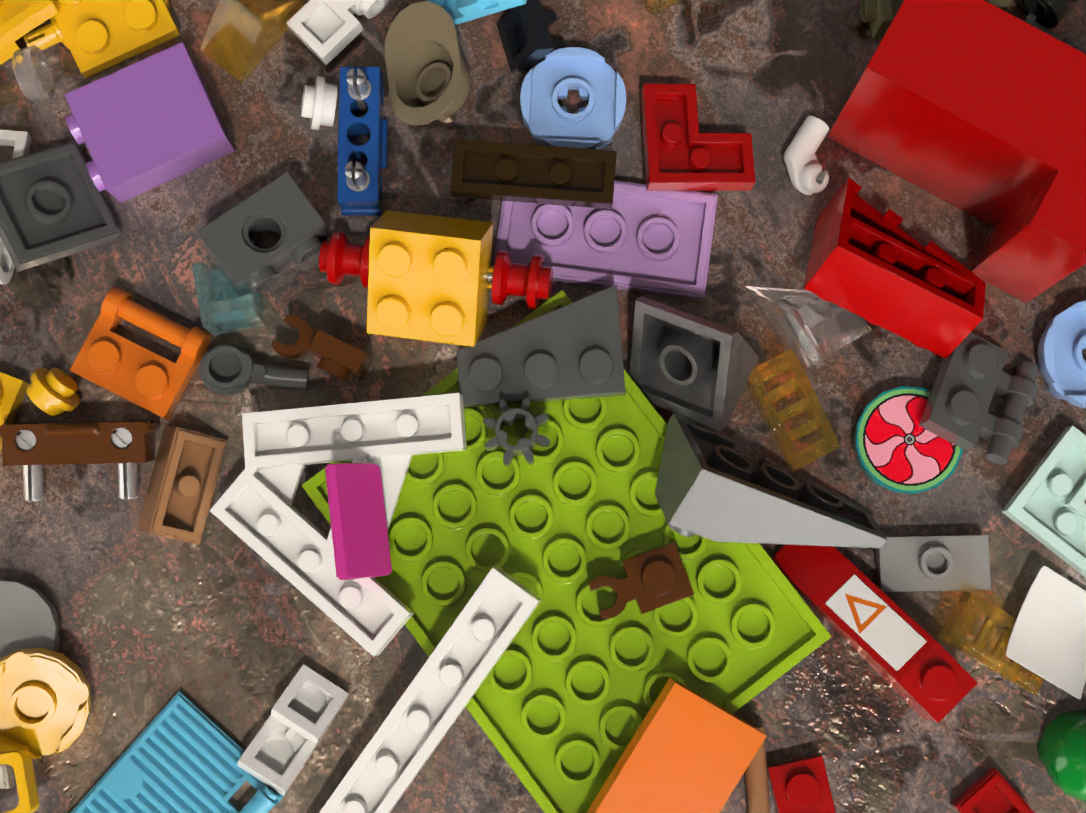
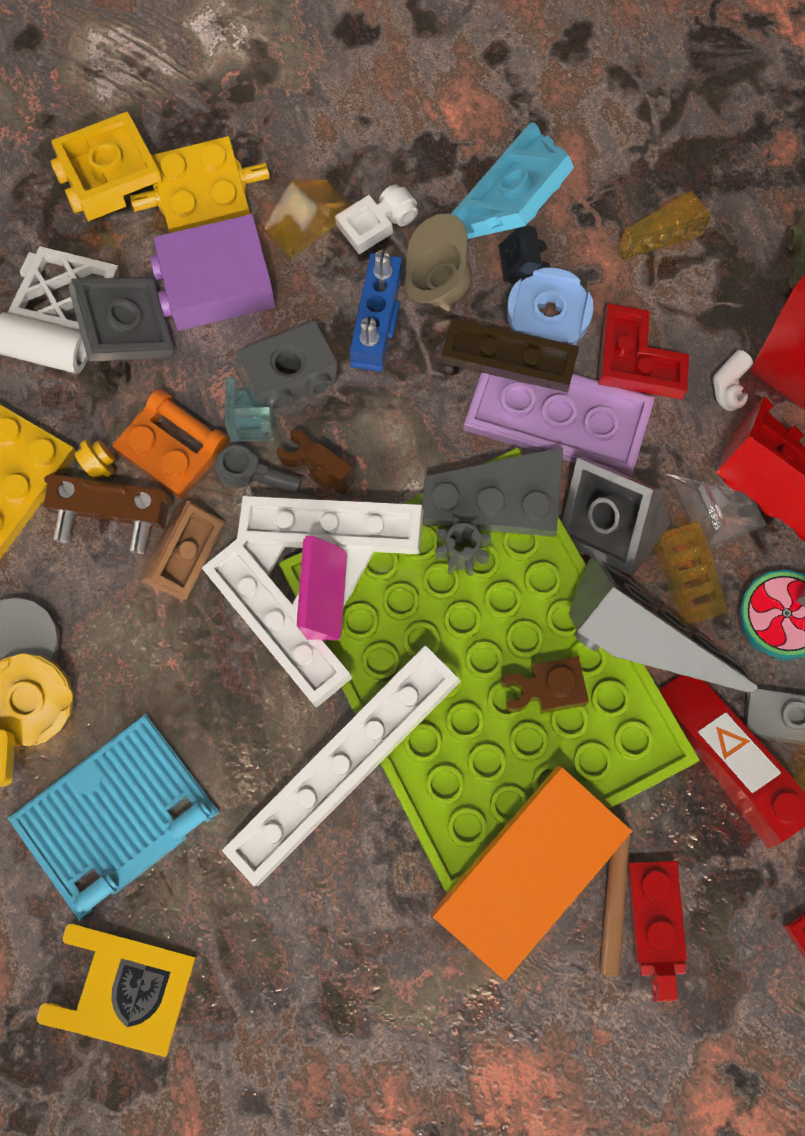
camera: 10 degrees right, 10 degrees down
(33, 73) = (132, 223): clear tile -> none
(293, 729) = (233, 761): white slope -> none
(319, 103) = (349, 279): white plate -> none
(432, 276) = (416, 416): yellow brick -> none

